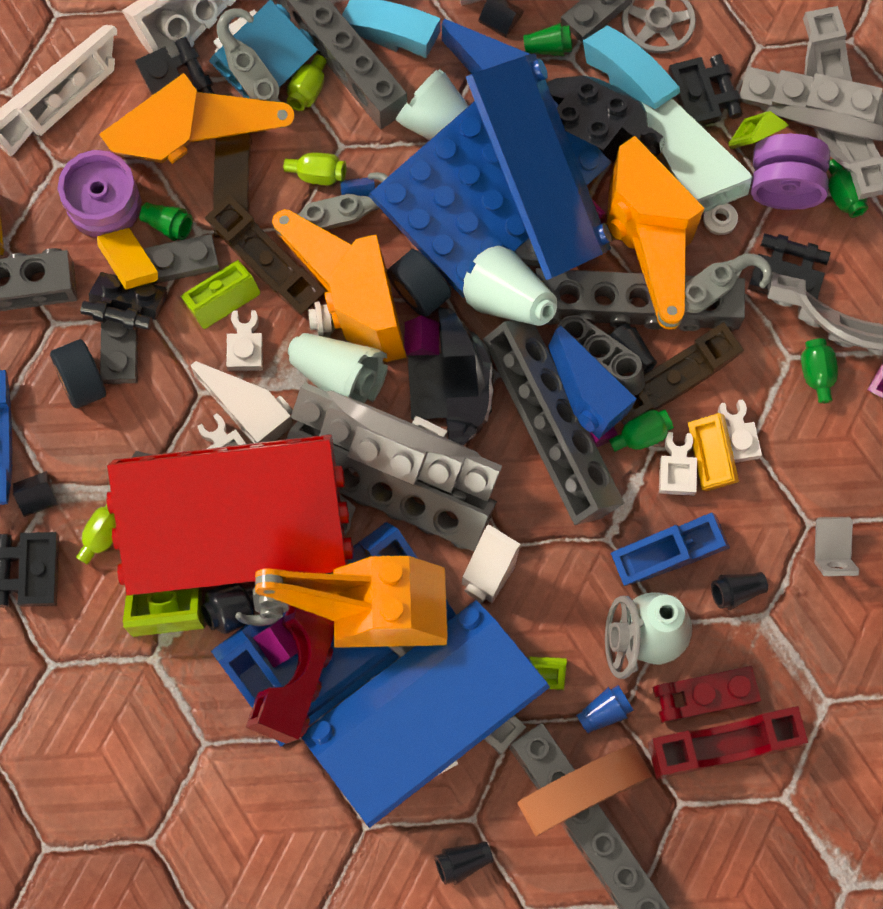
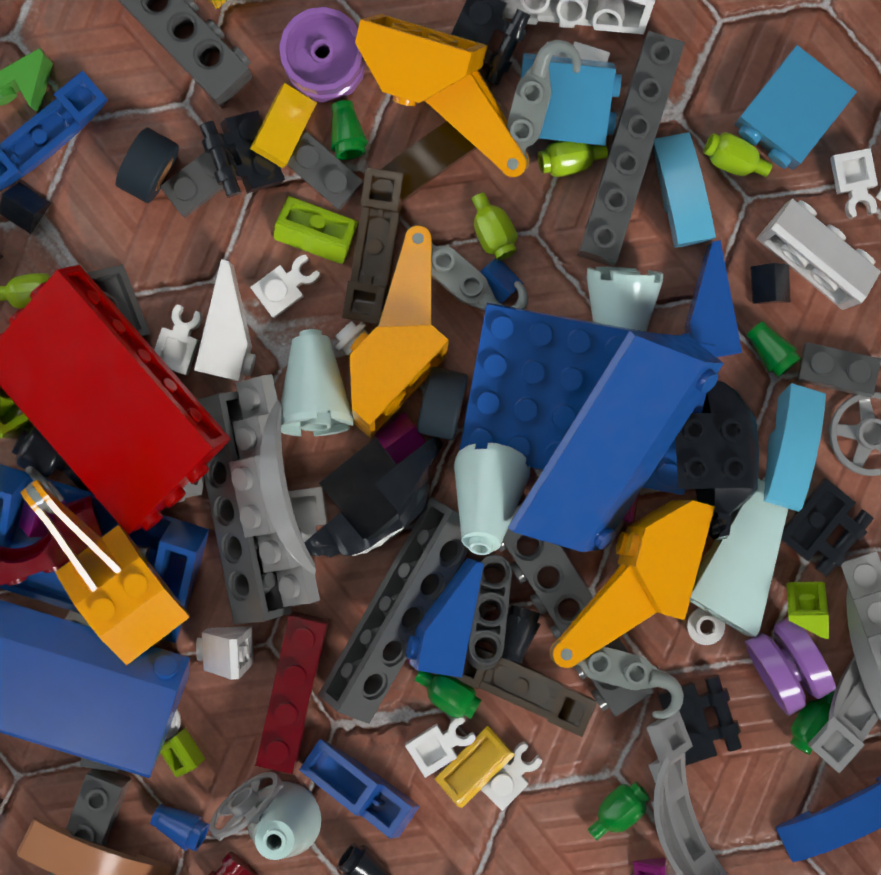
camera: 55 degrees right, 15 degrees up
(573, 557) = (292, 692): none -> dark red arch

